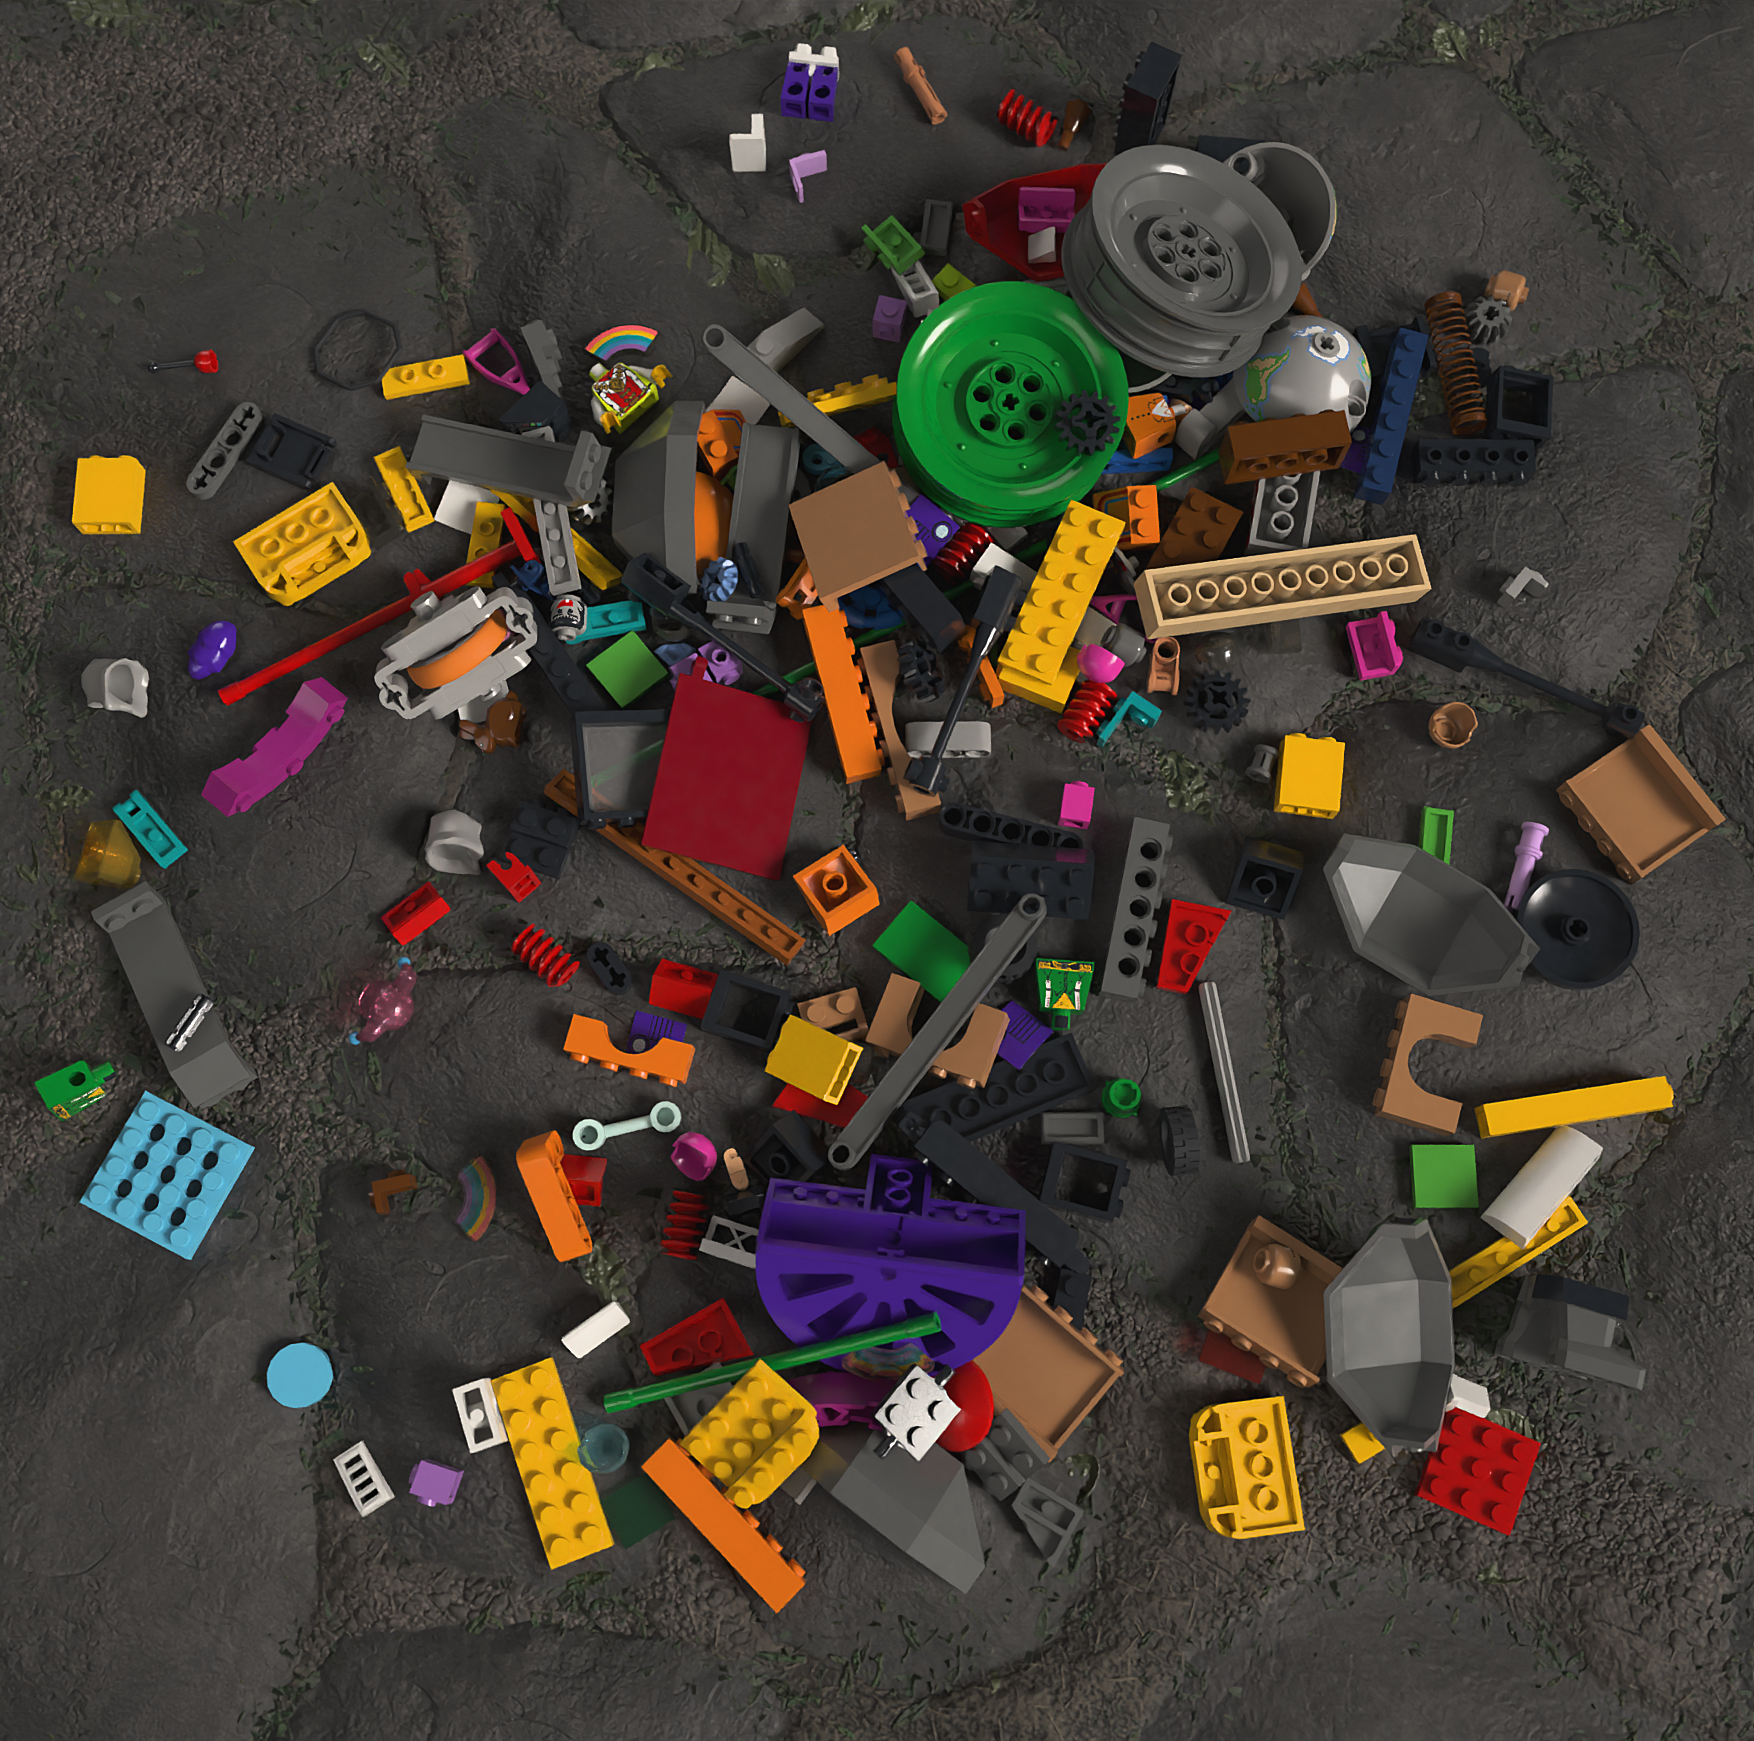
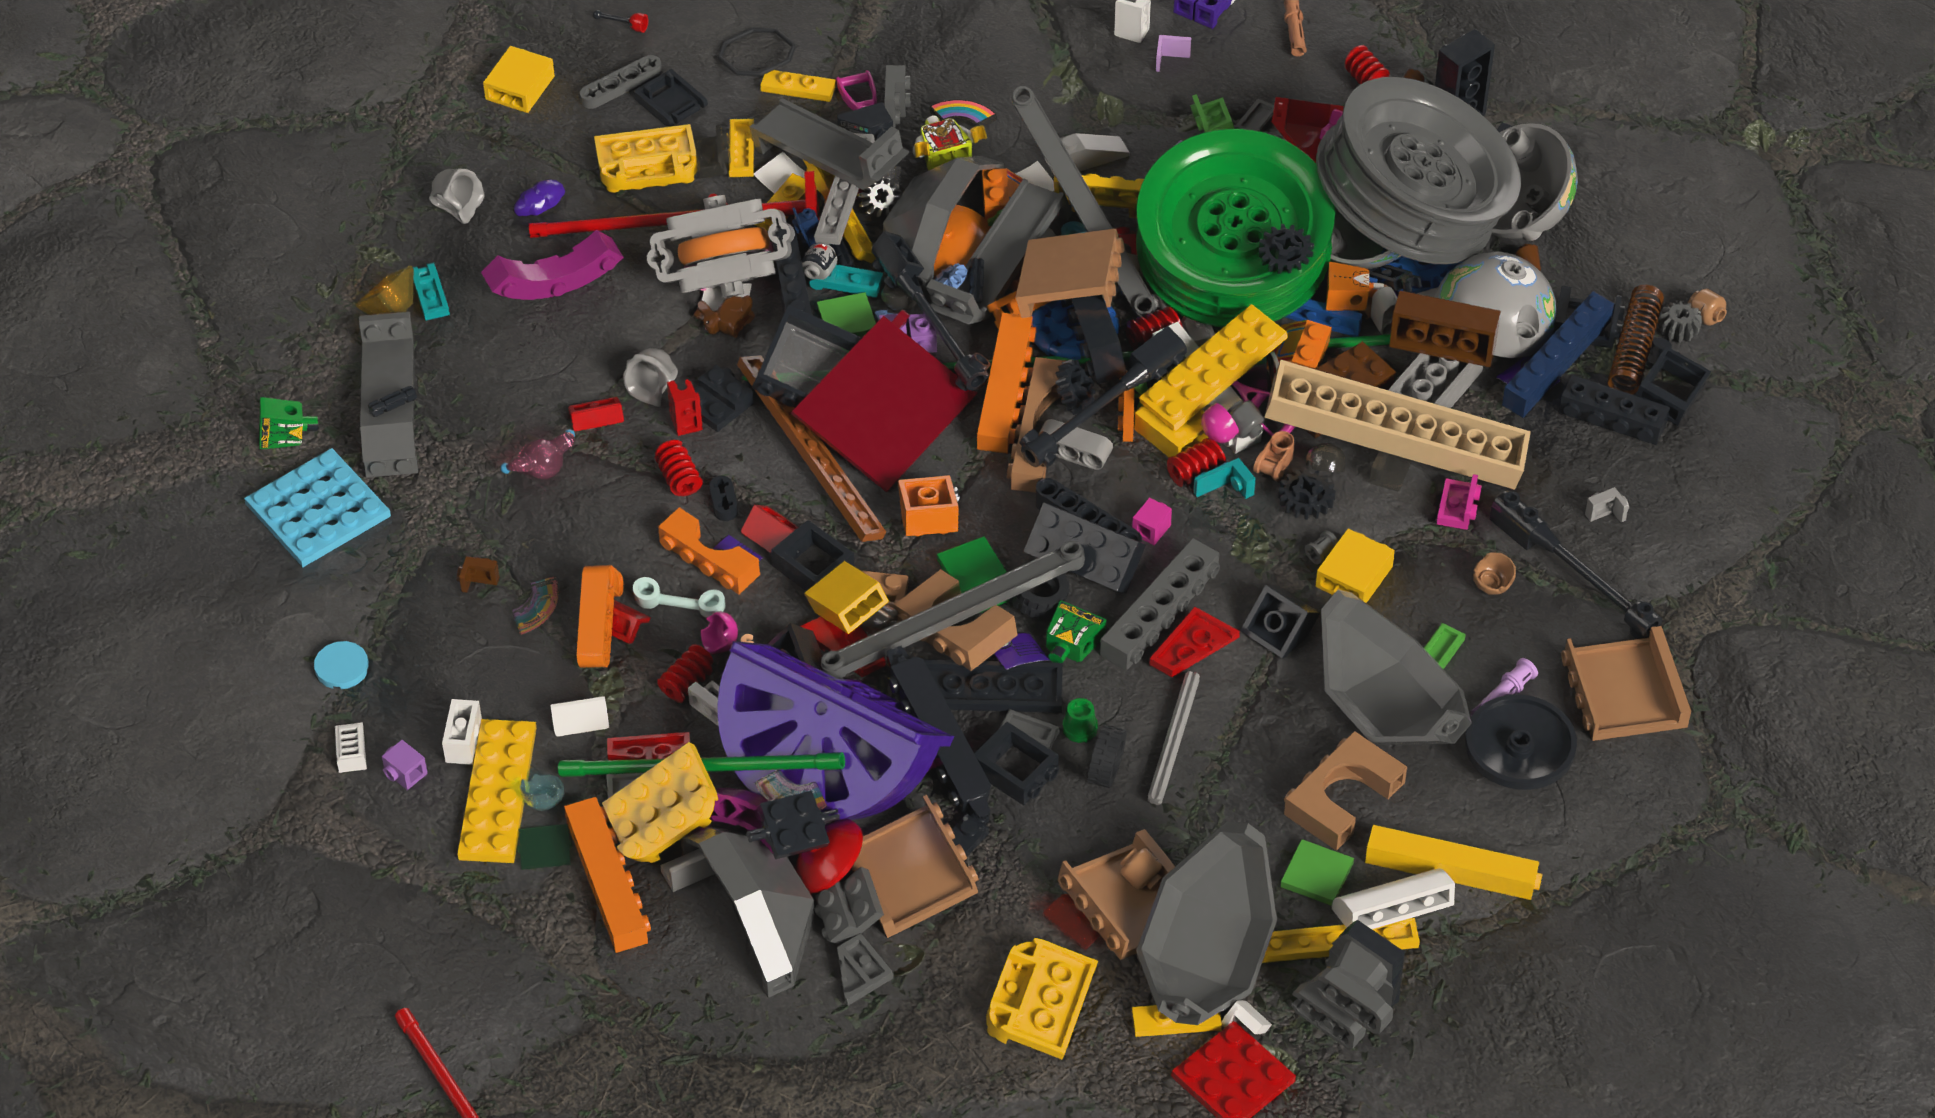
camera: 25 degrees right, 25 degrees down
(933, 526) = (1131, 299): dark purple sticker -> none

